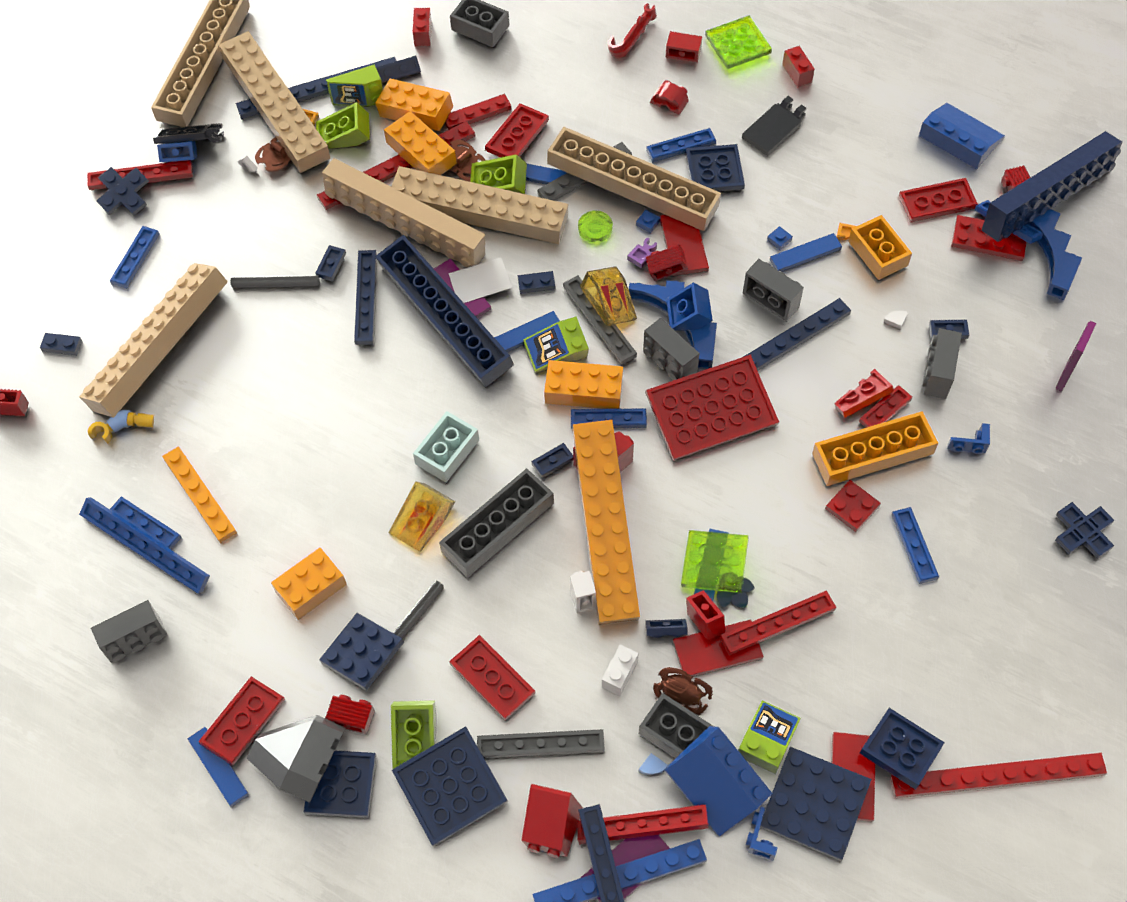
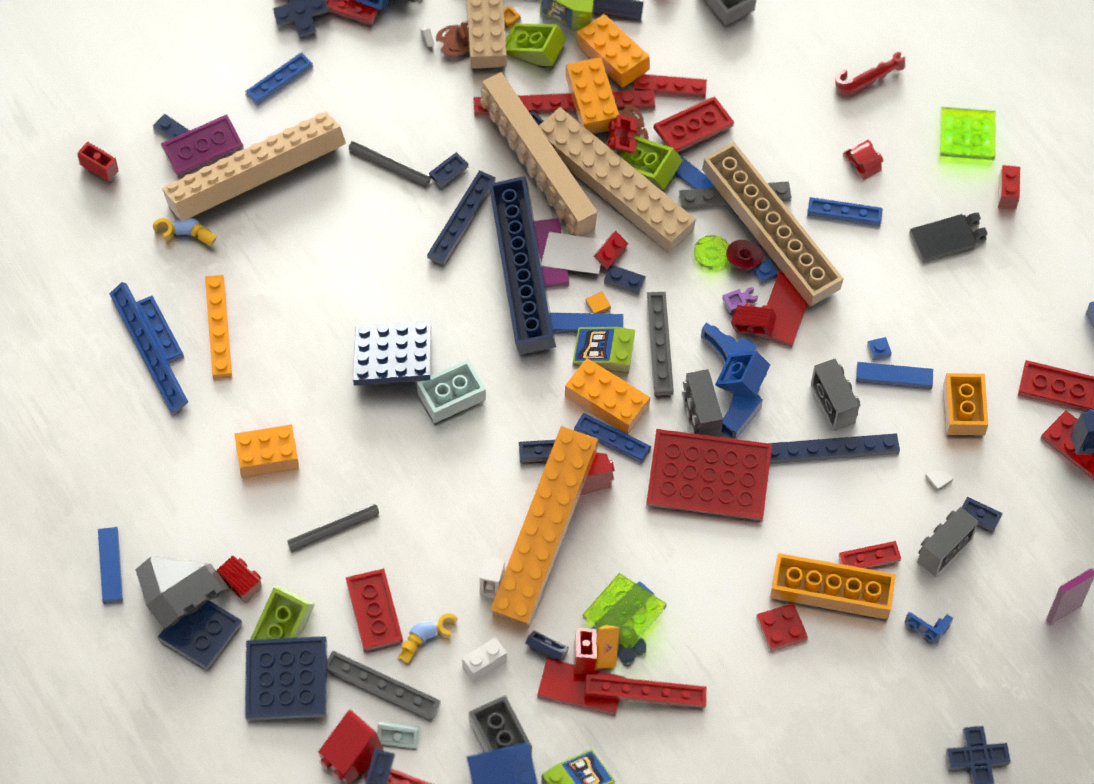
camera: 25 degrees right, 0 degrees up
(95, 344) = (202, 145): none -> magenta tile
(129, 631) = (97, 415): dark grey brick -> none
(241, 720) = (149, 537): red tile -> none
(361, 651) = (278, 531): dark blue plate -> none
(374, 439) = (392, 353): none -> plate
(421, 515) = (395, 441): clear yellow slope -> none
(464, 164) = (622, 134): none -> red cylinder
(497, 522) = (455, 480): dark grey brick -> none
(510, 263) = (610, 249): none -> red plate
(526, 312) = (598, 303): none -> light orange tile
(549, 673) = (424, 631): none -> yellow piece
(583, 781) = (398, 735): none -> light aqua slope
(609, 295) = (680, 325): clear yellow slope -> none
(624, 214) = (744, 254): none -> dark red dish
(652, 766) = (462, 751): light blue tile -> none
(682, 689) = (526, 703): copper shield -> none
(683, 46) = (909, 113): red brick -> none
(716, 167) = (861, 250): dark blue plate -> none
(721, 598) = (607, 646): none -> light orange slope
(844, 231) = (941, 372): light orange tile -> none
(866, 393) = (860, 534): red wing -> none
(915, 545) = (814, 690): blue tile -> none

